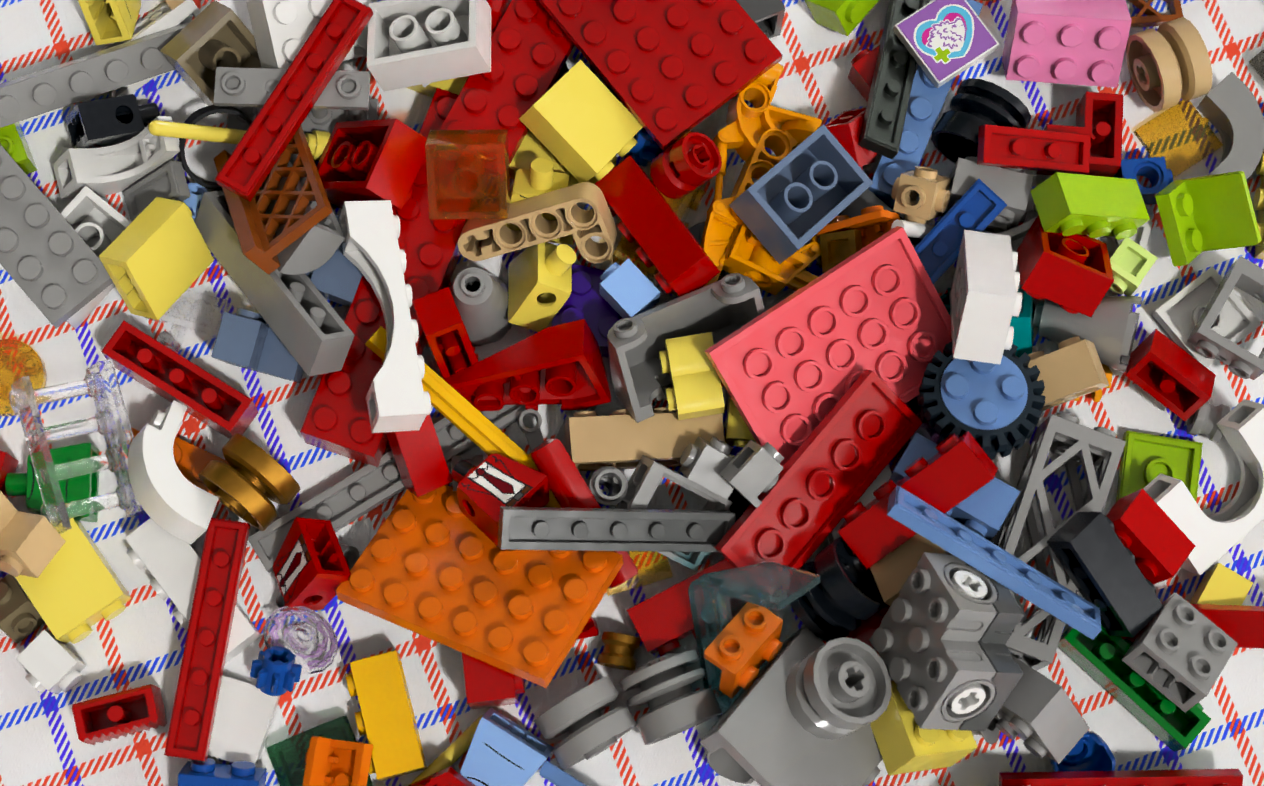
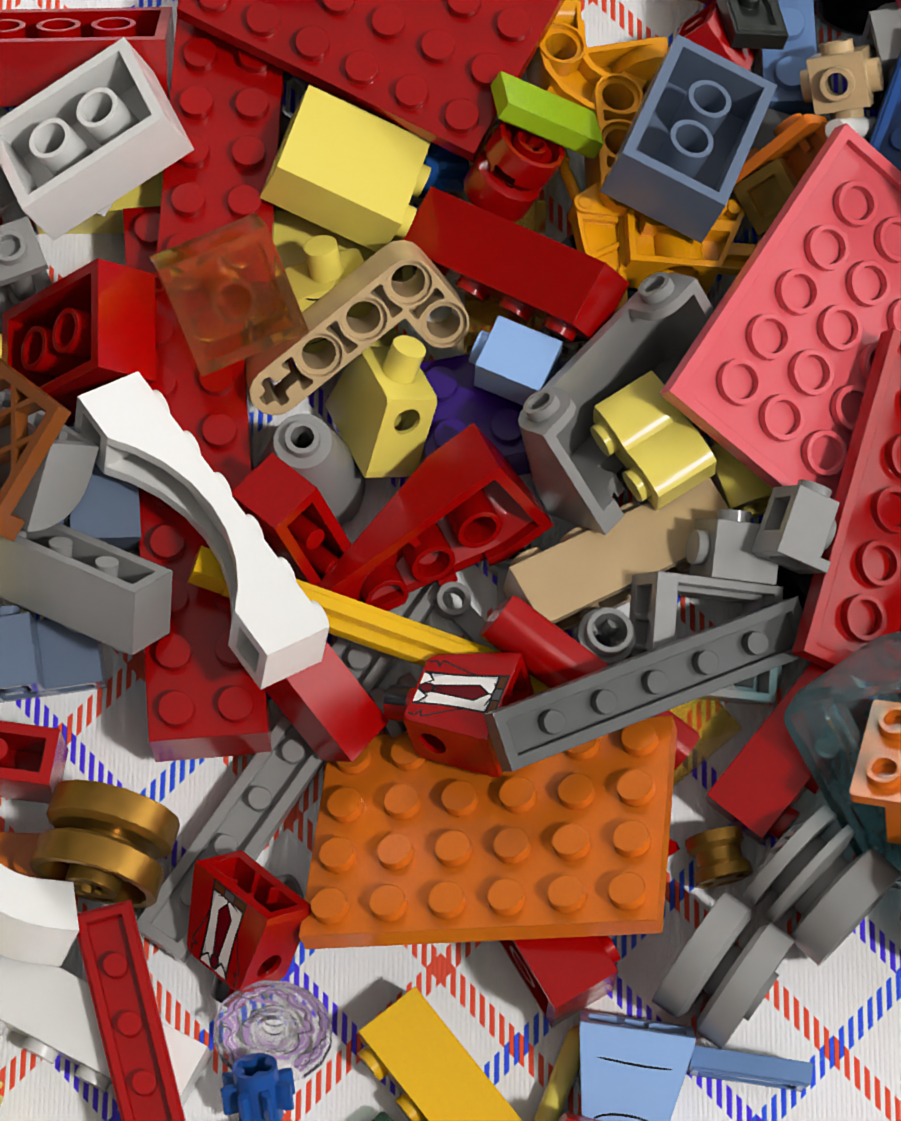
camera: 20 degrees left, 5 degrees down
(719, 141) = (546, 115): none -> lime tile

